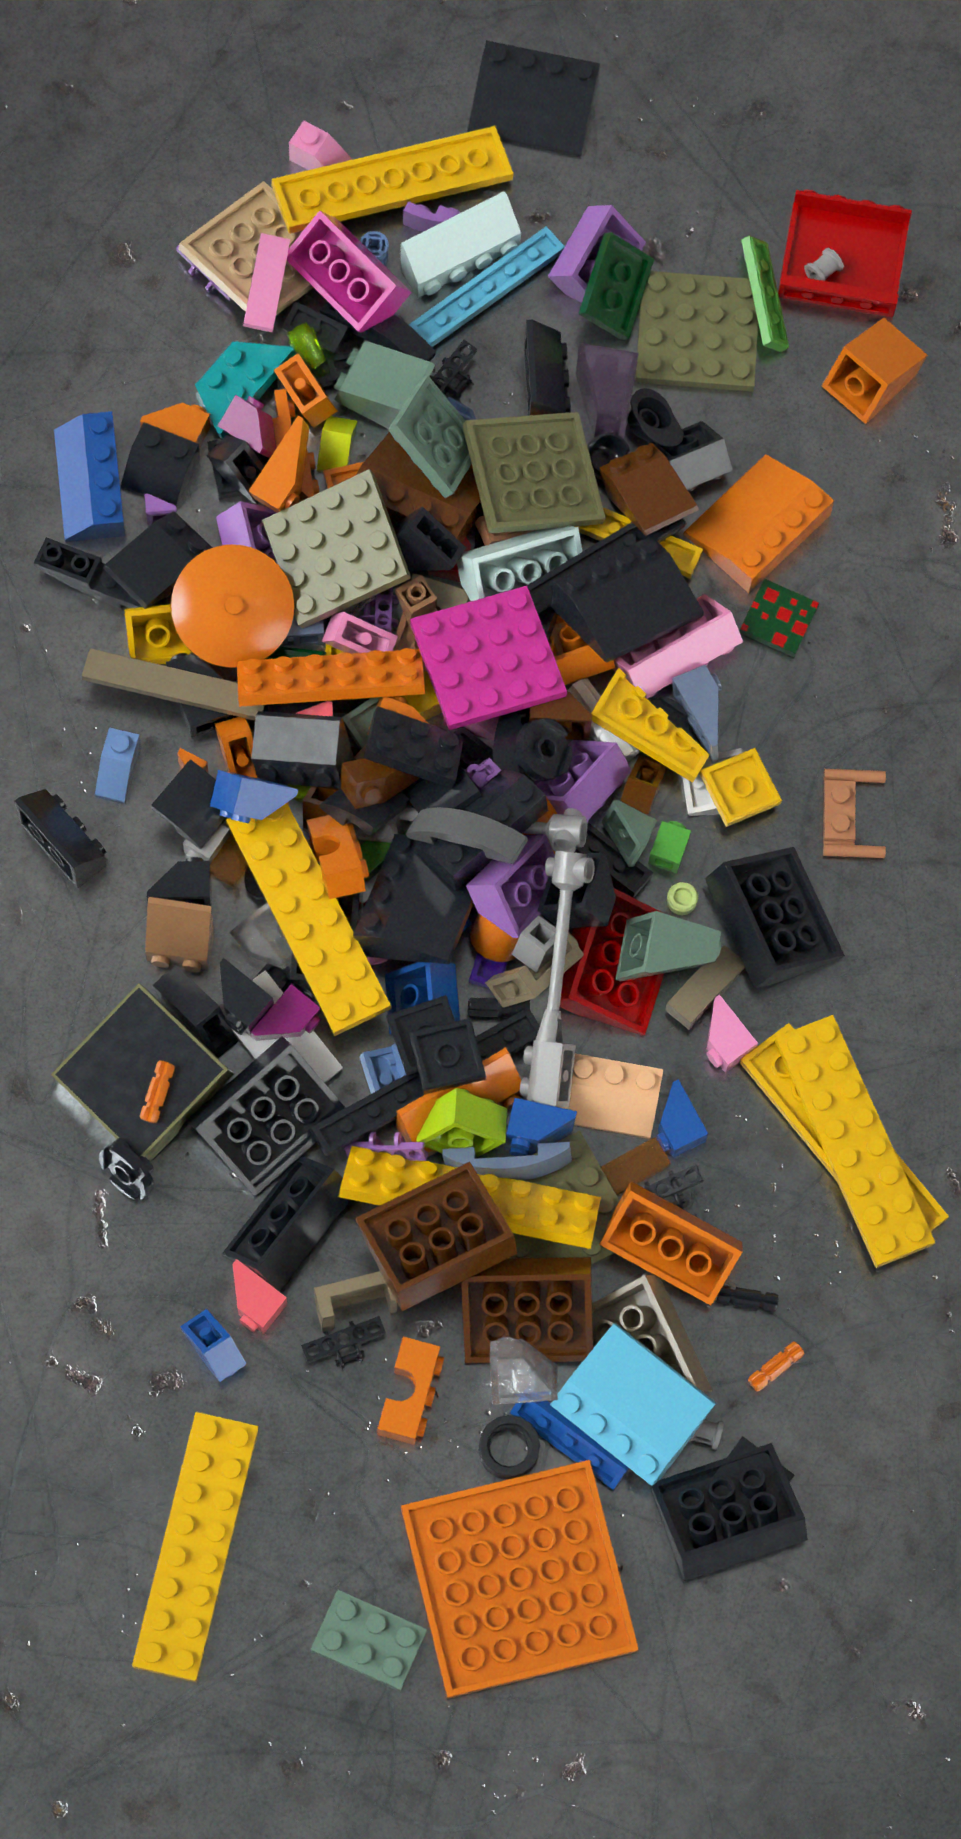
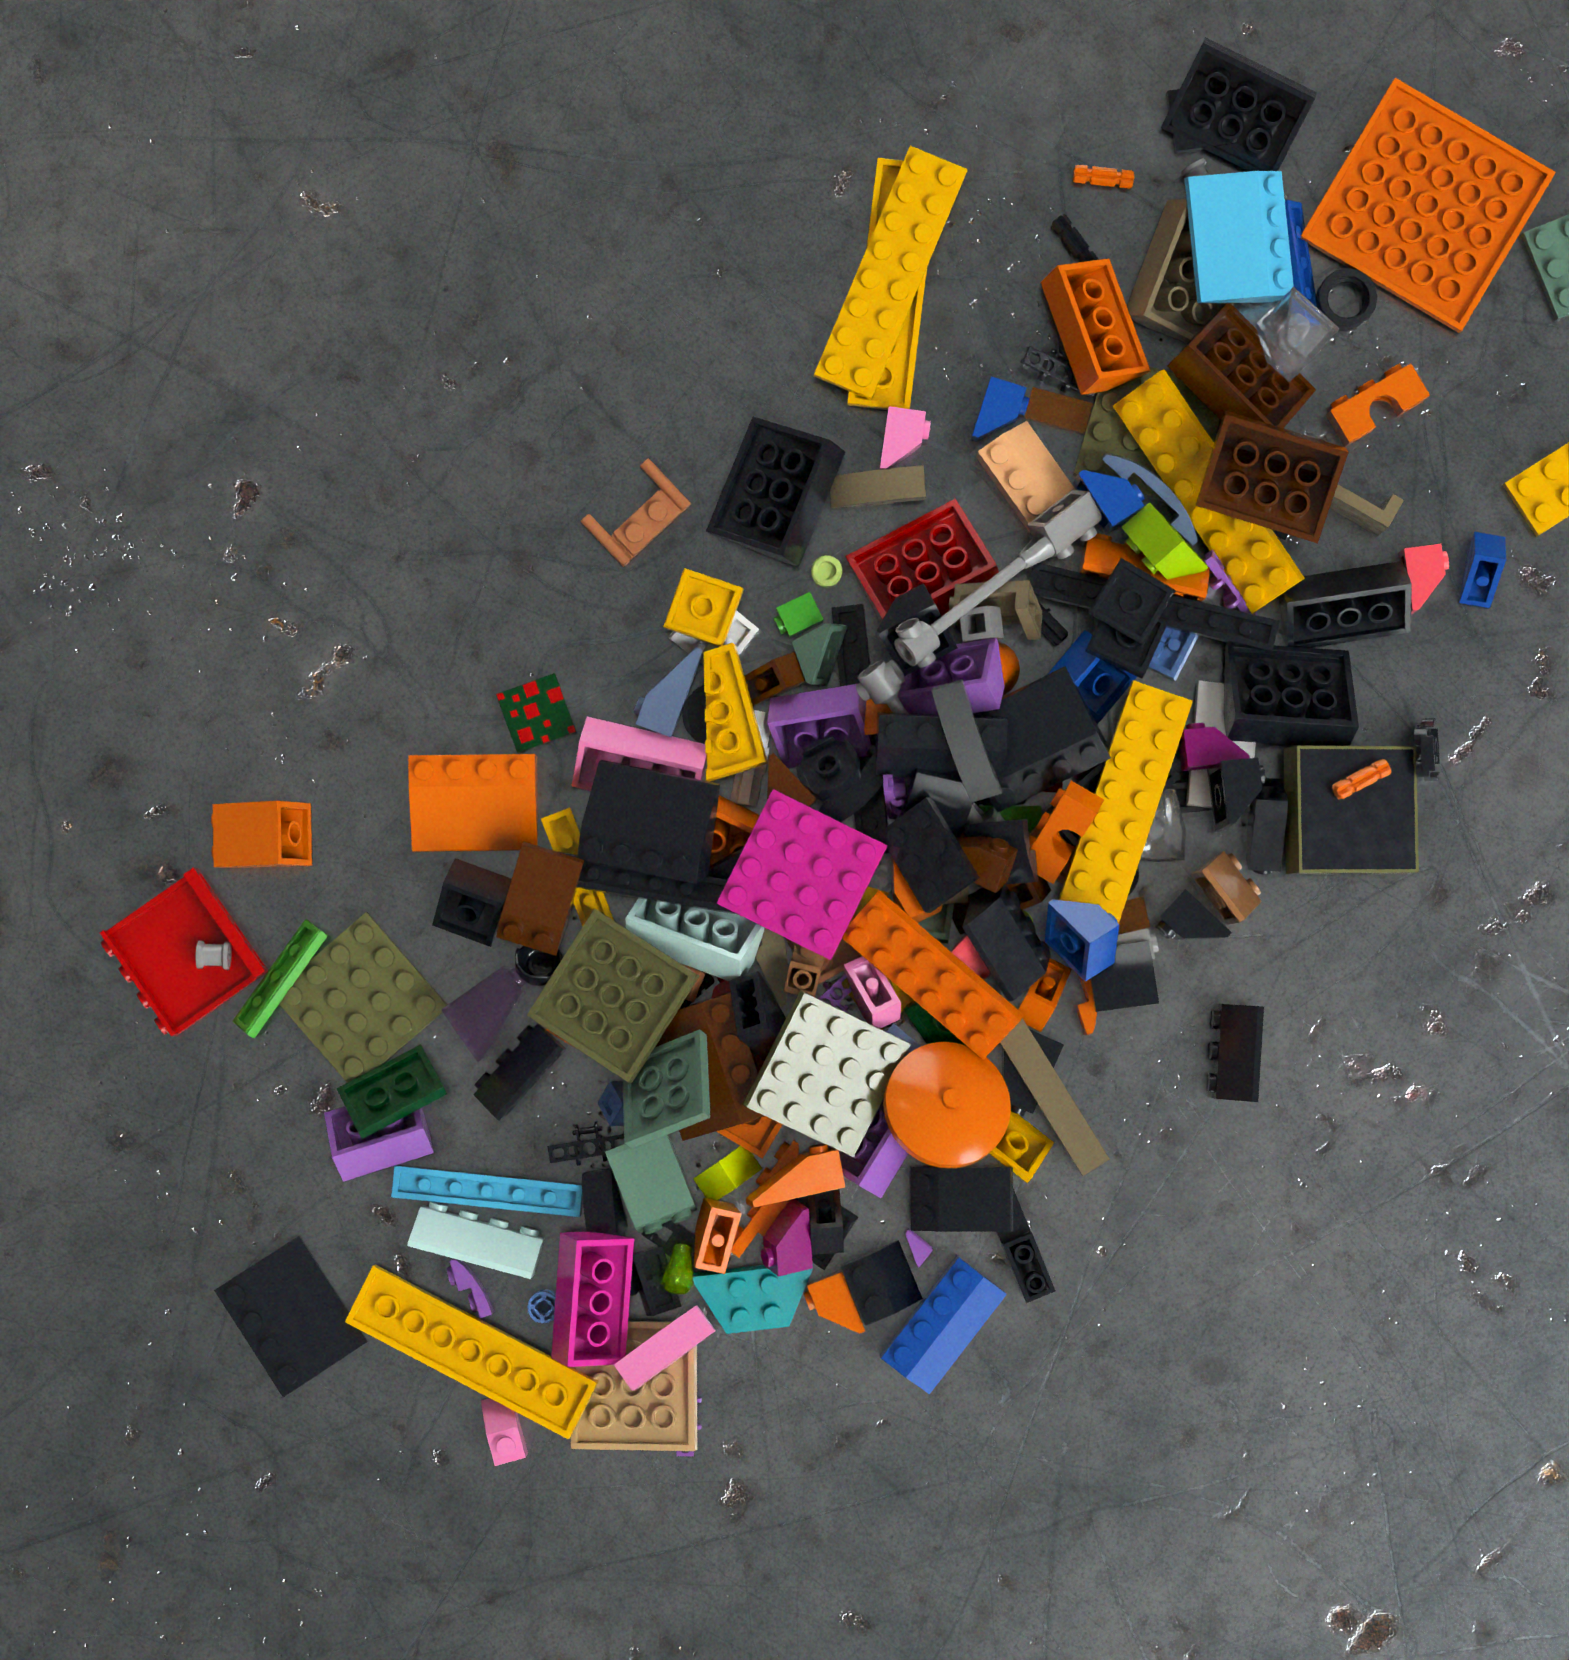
camera: 135 degrees left, 15 degrees up
(117, 765) = (1141, 1070): medium blue slope -> none
(354, 1340) = (1398, 483): black piece -> none
(484, 969) = (1025, 652): dark purple tile -> none
(653, 419) = (472, 953): black piece -> none
(665, 944) = (890, 533): sand green slope -> none

